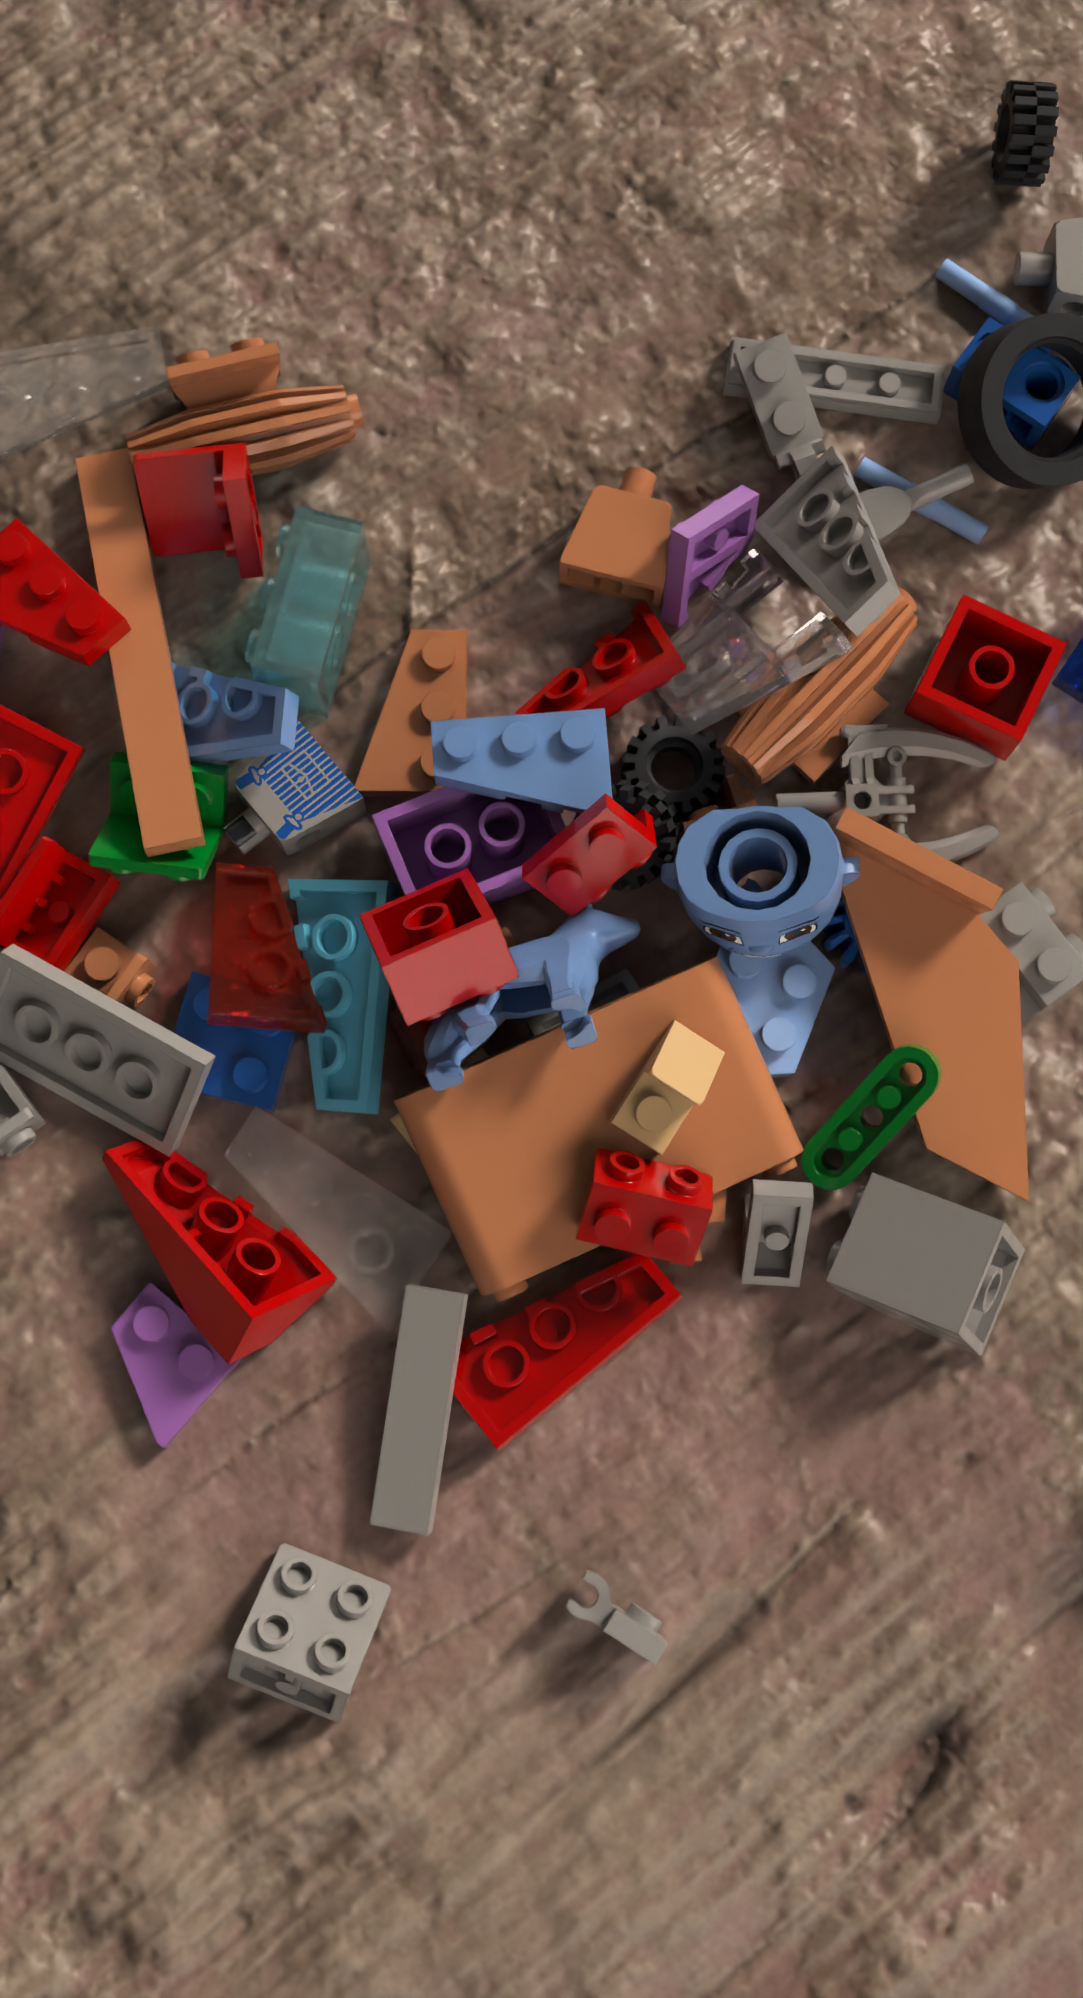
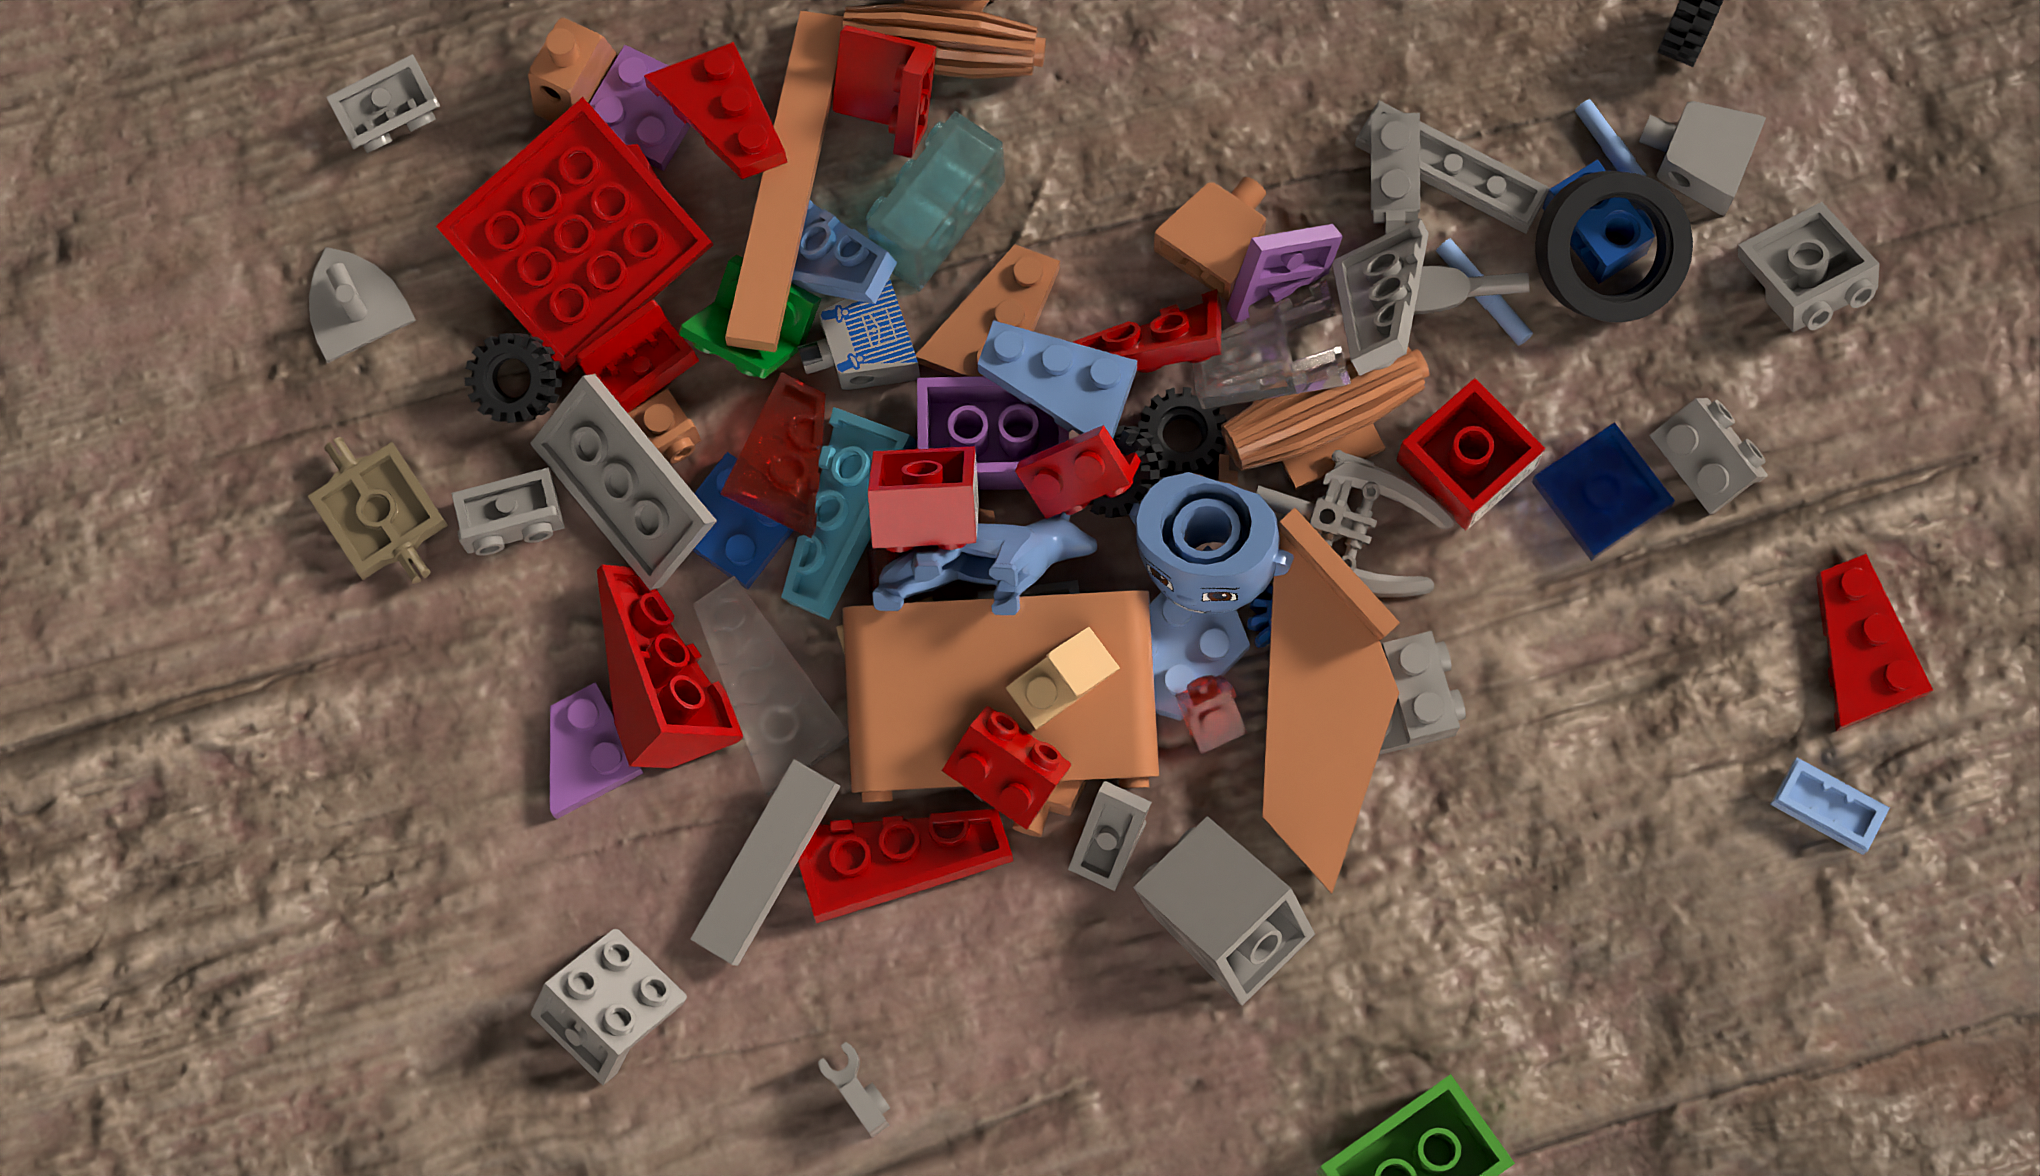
camera: 30 degrees right, 5 degrees down
(826, 1057) = (1210, 712): none -> clear red bracket
(853, 1134) = (1205, 772): green plate -> none

